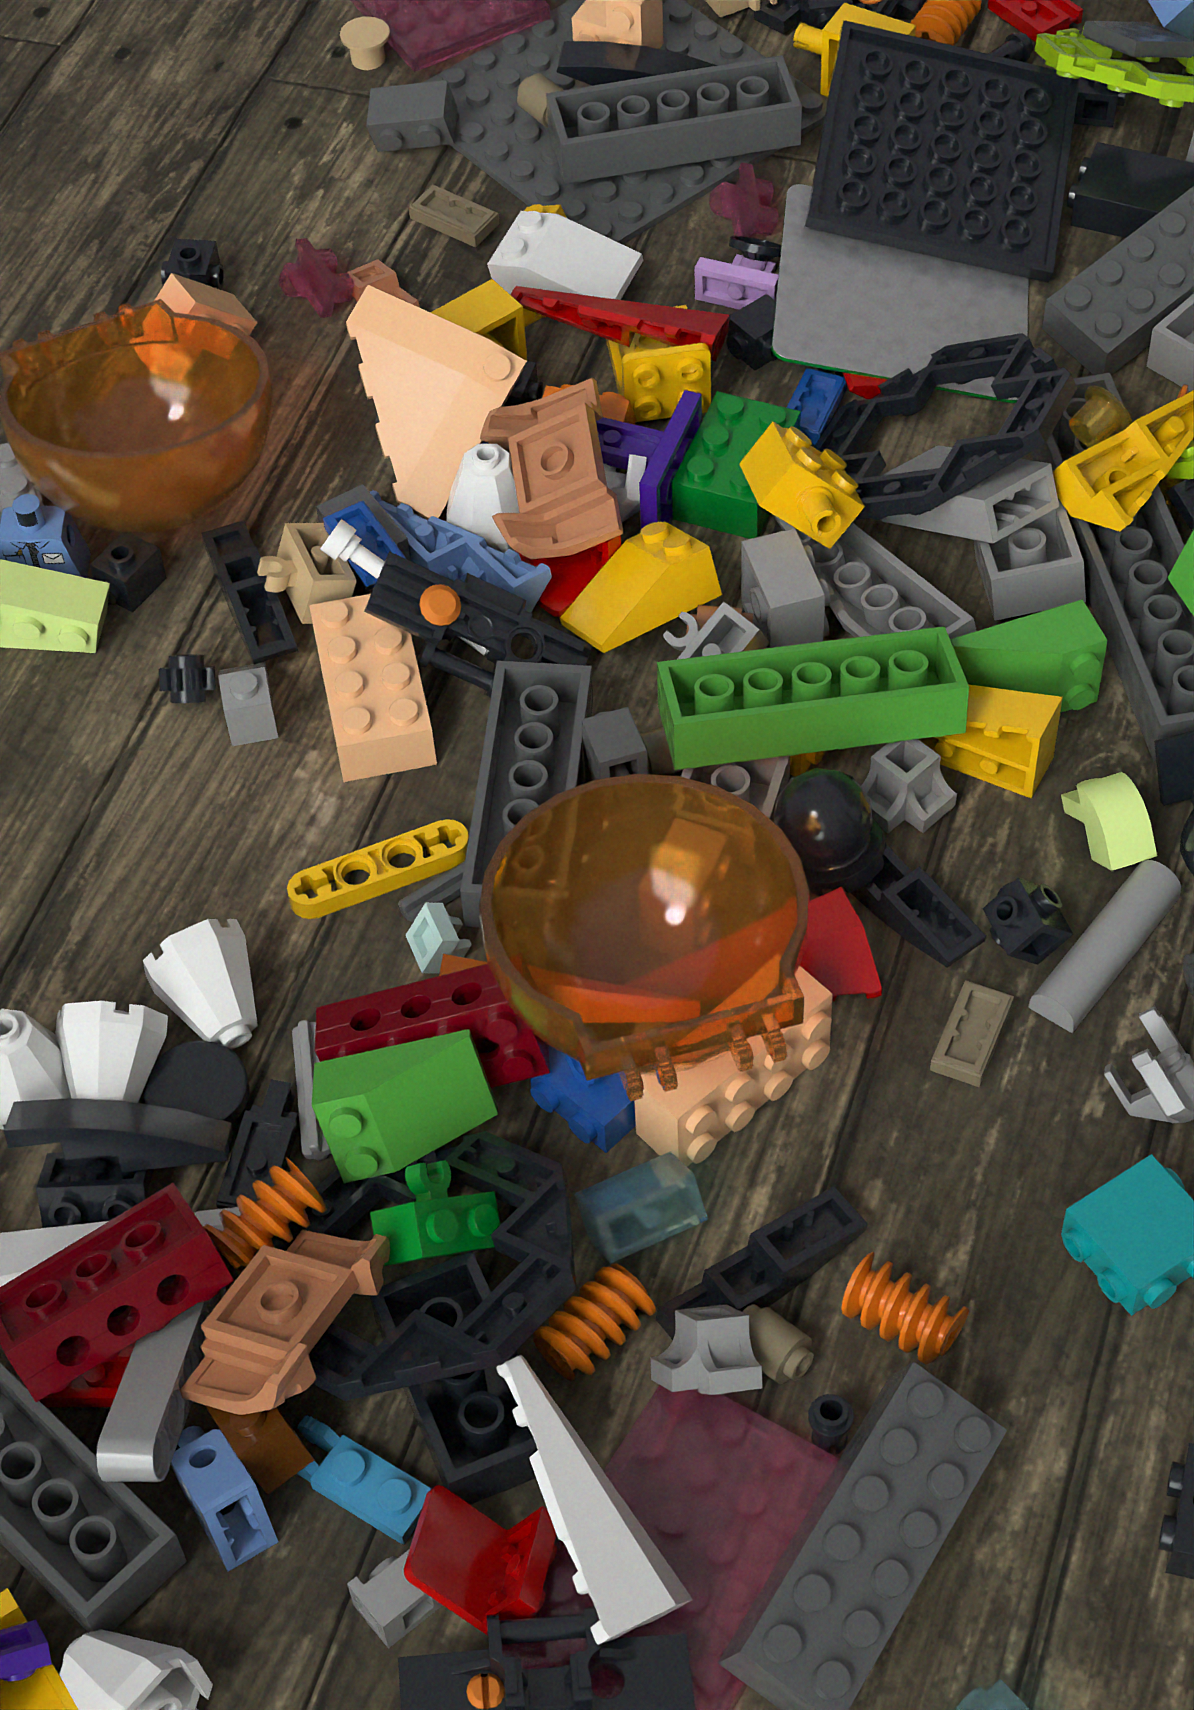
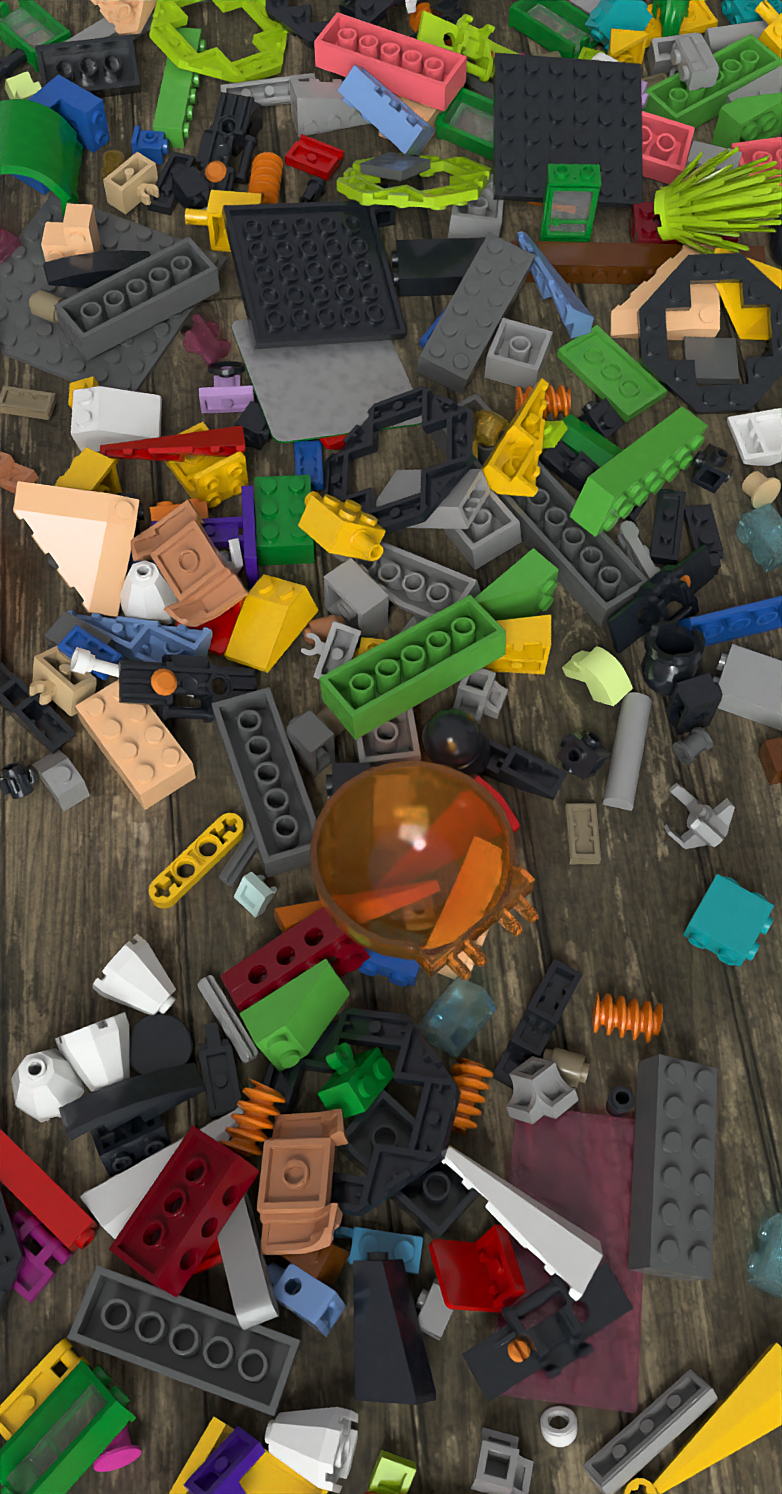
camera: 30 degrees left, 10 degrees up
(306, 1585) = (387, 1335): none -> black slope

